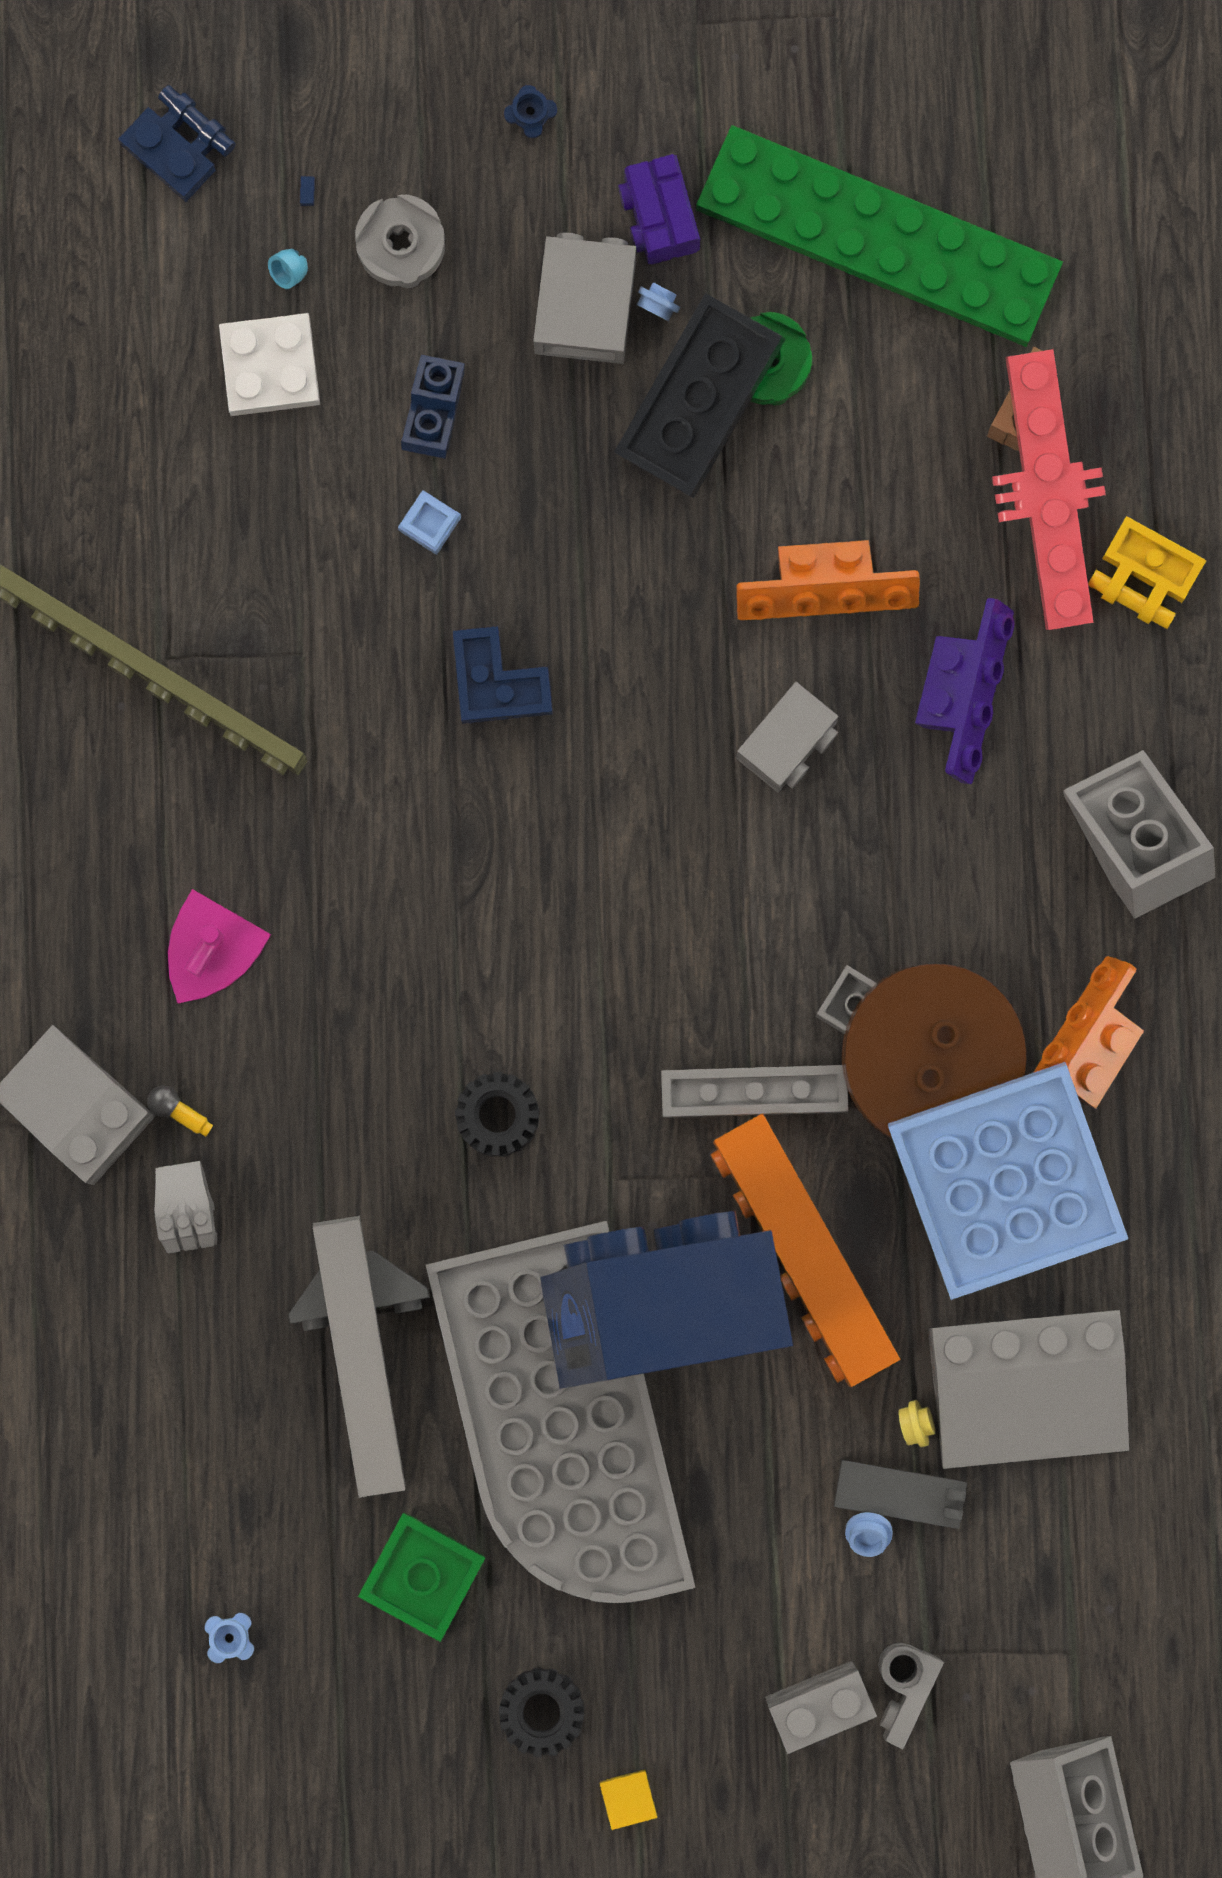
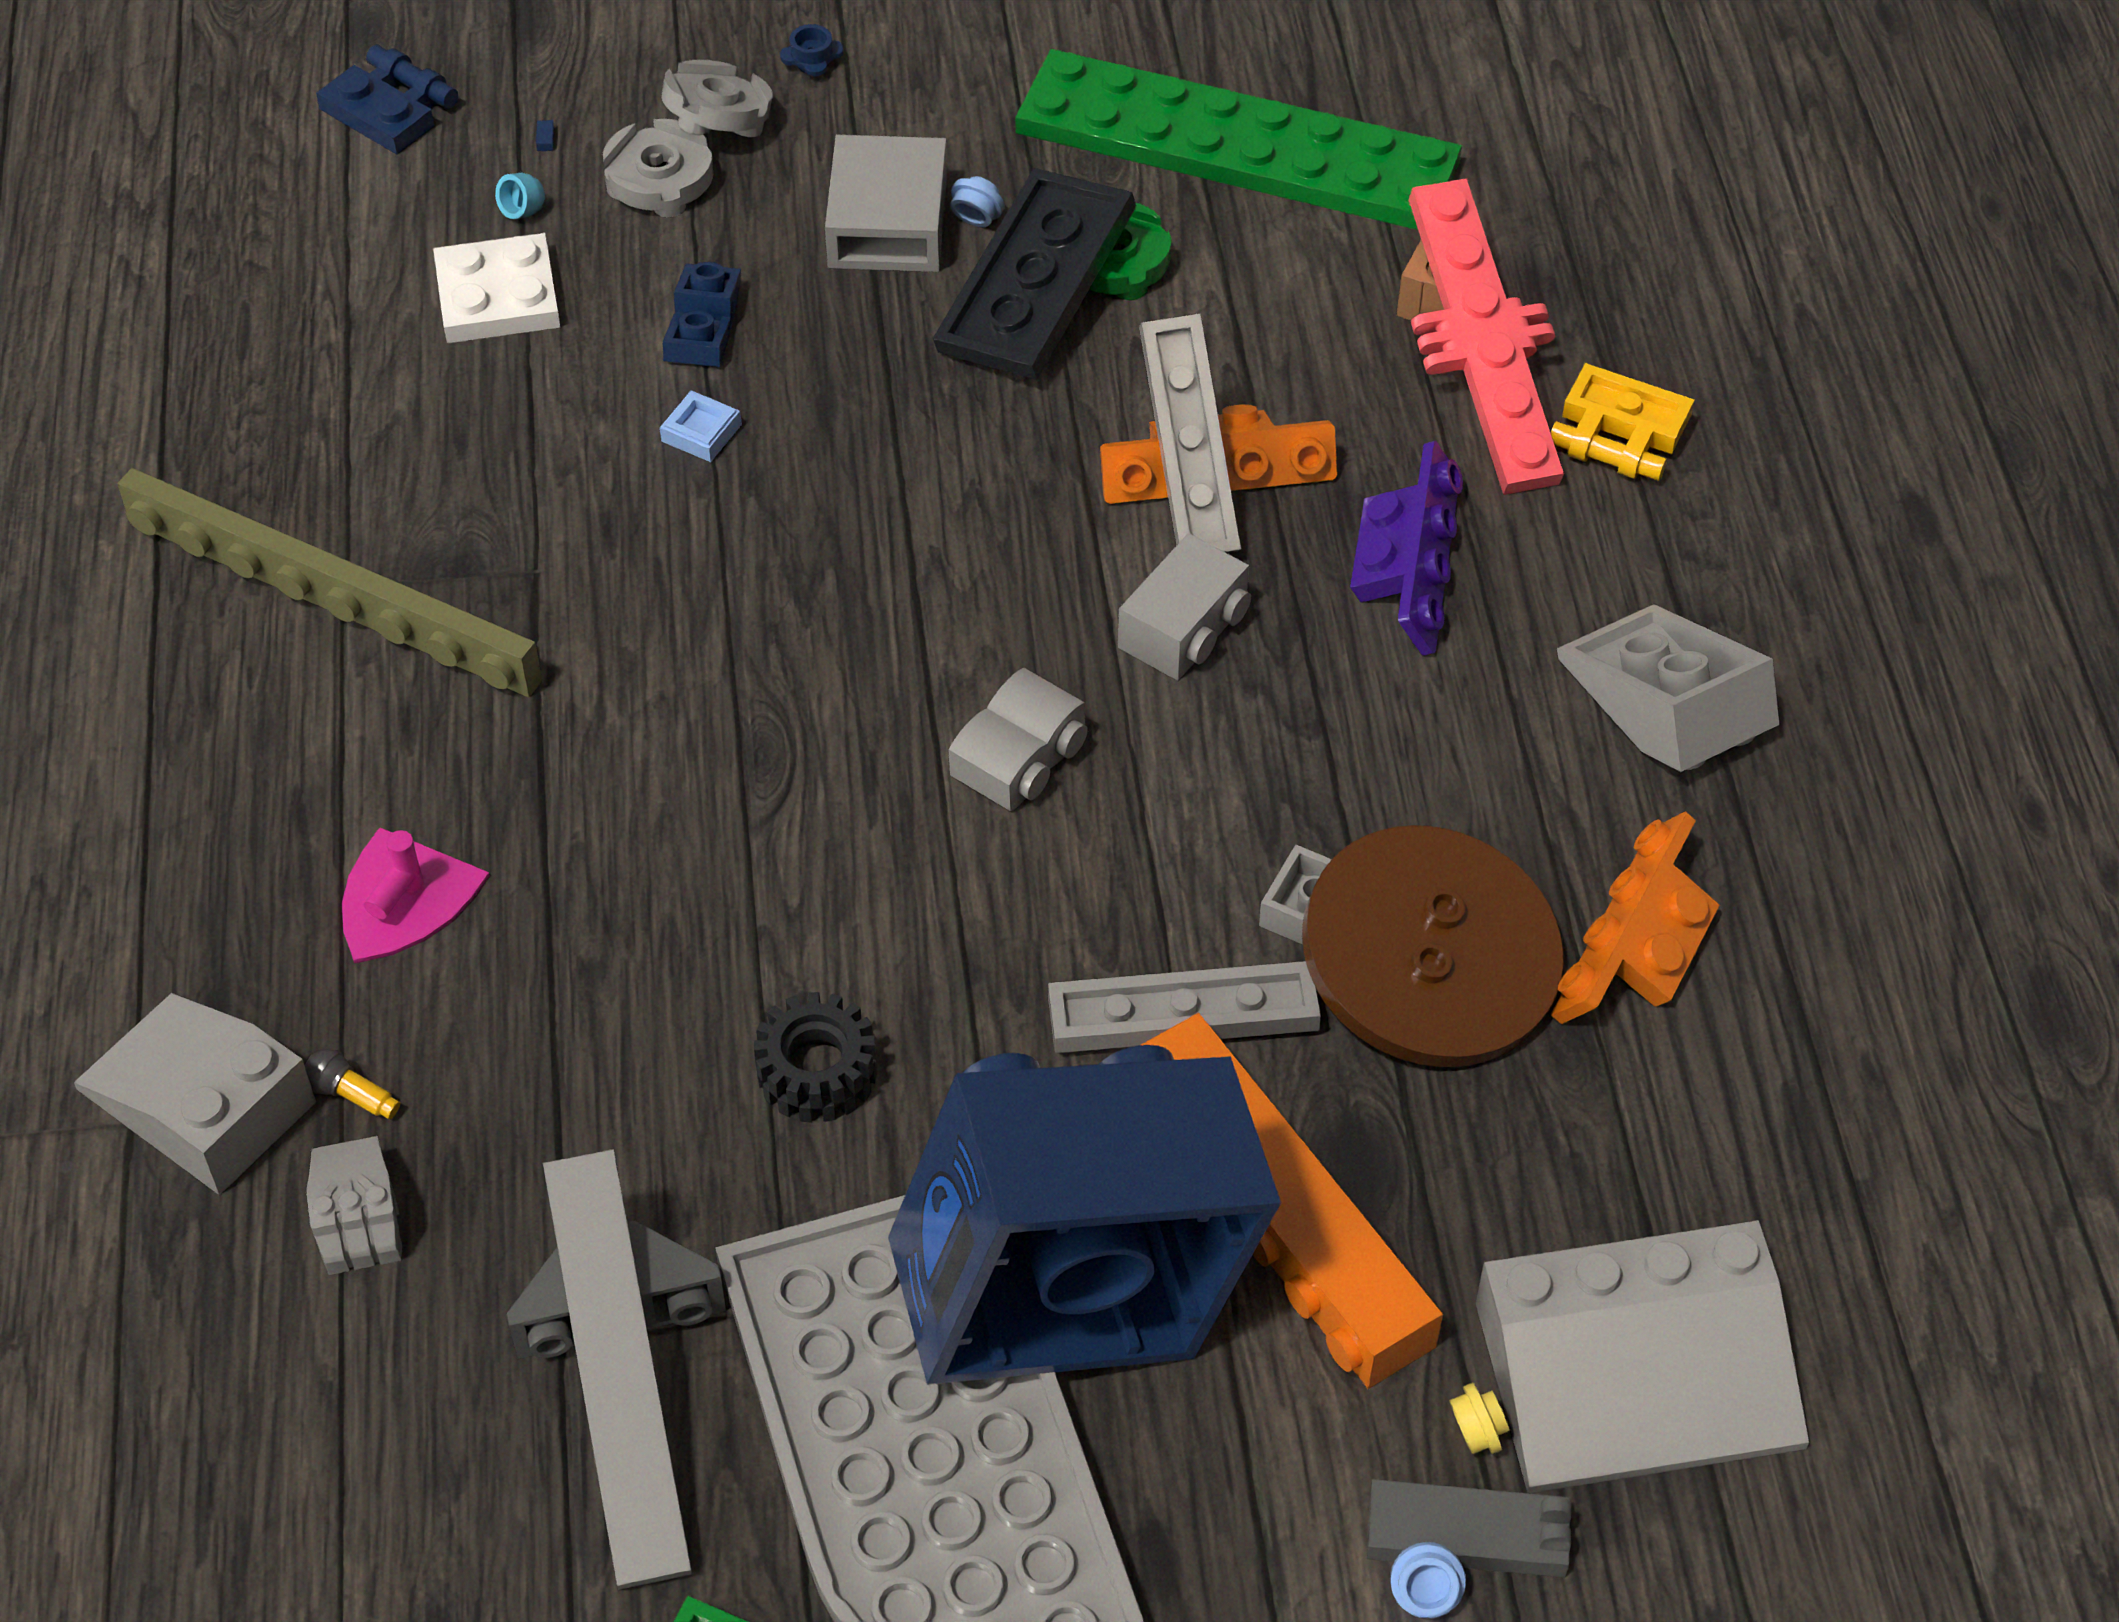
camera: 10 degrees left, 30 degrees down
(443, 196) = (712, 97): none -> light grey plate
(490, 692) = (791, 585): dark blue plate -> none
(655, 853) = (1018, 739): none -> light grey brick
(660, 209) = (974, 119): dark purple brick -> none
(804, 594) = (1189, 431): none -> light grey plate
(1008, 1181) = (1564, 1076): light blue plate -> none

